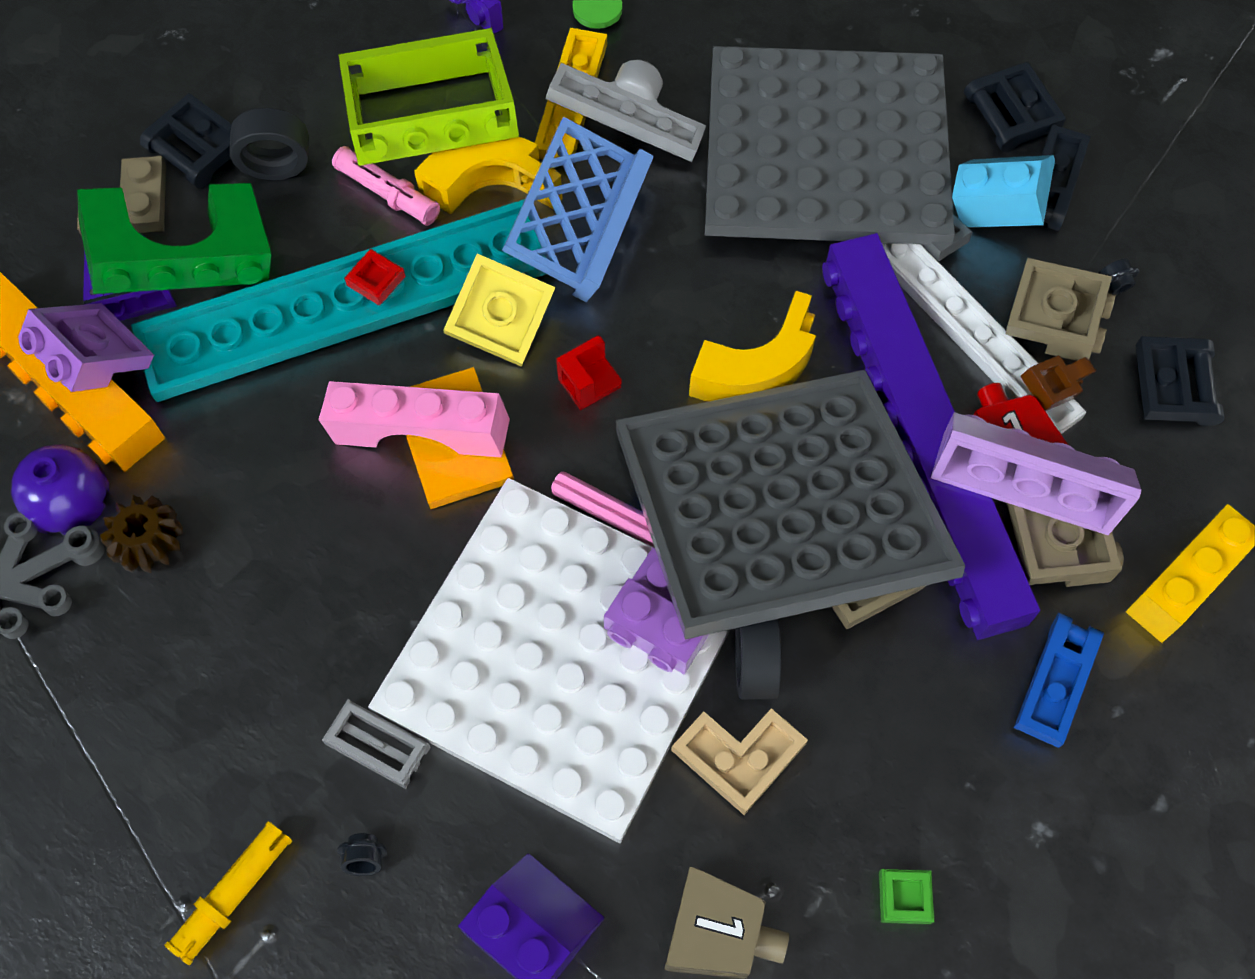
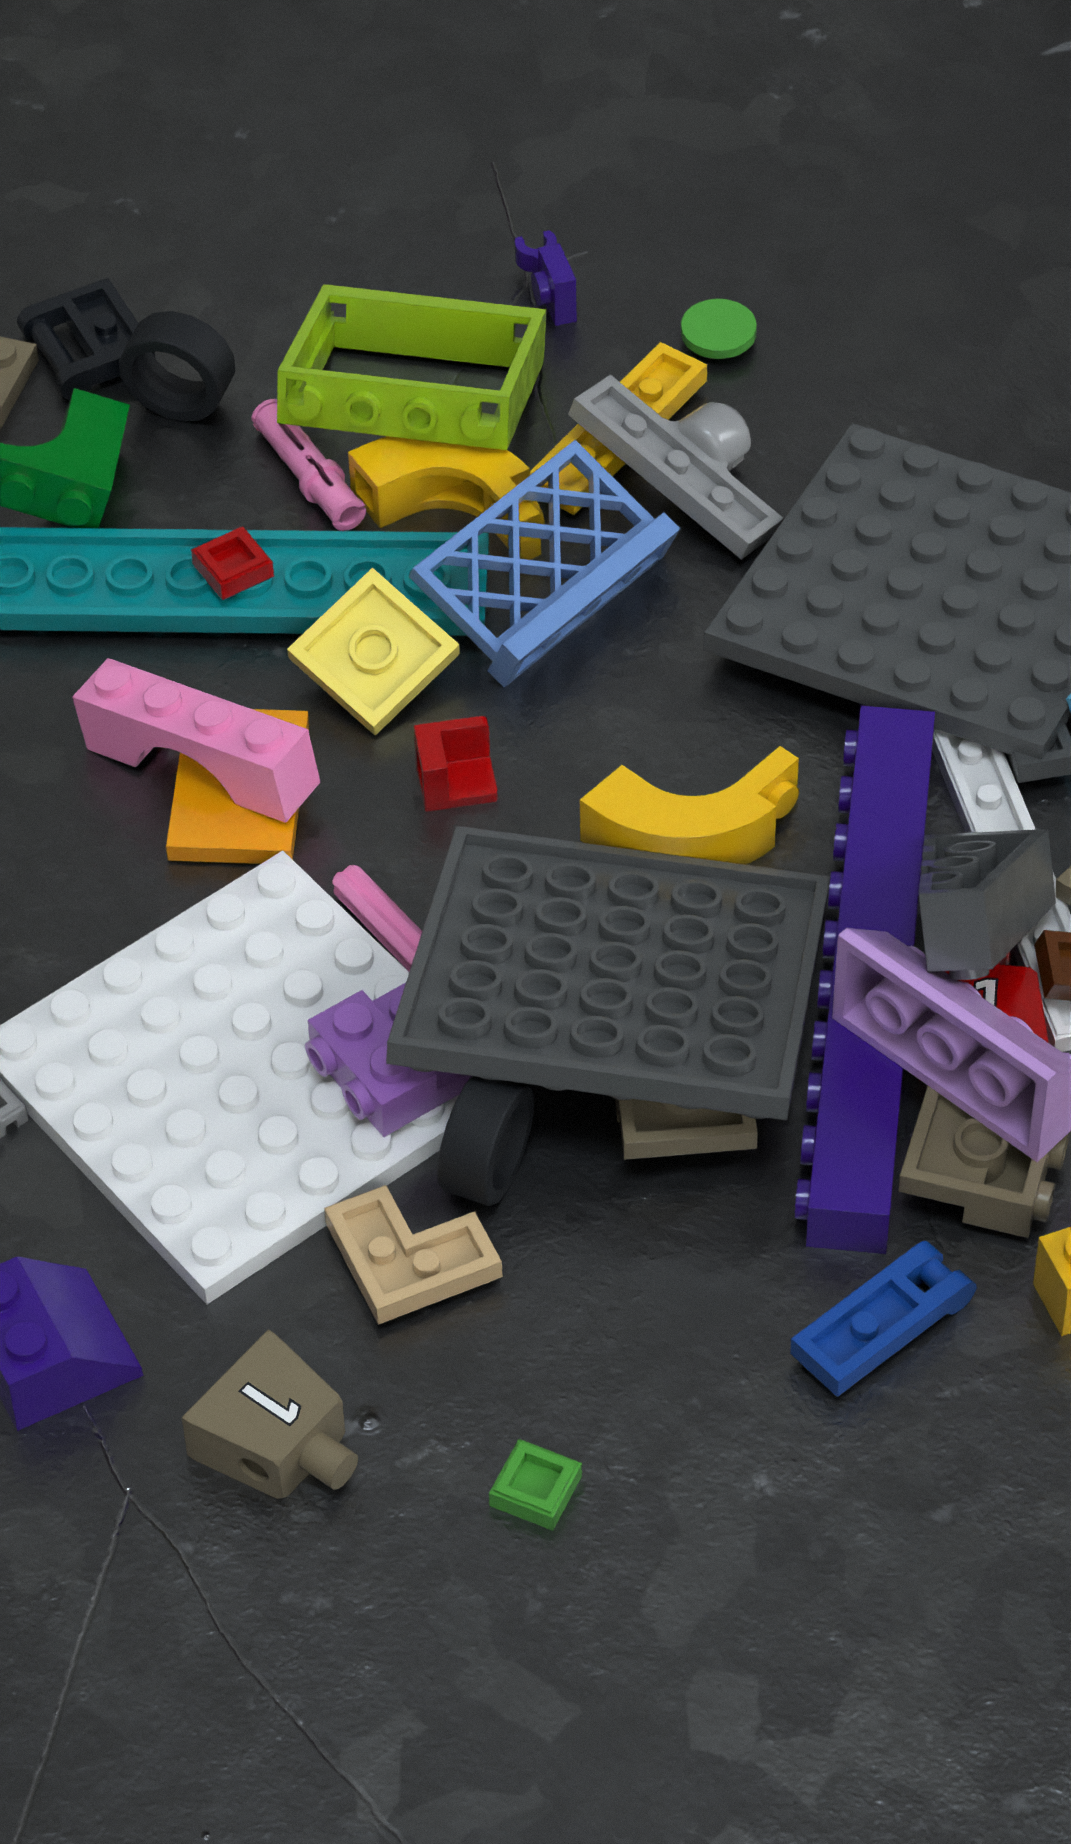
camera: 25 degrees right, 15 degrees down
(990, 366) = (982, 896): none -> dark grey wedge

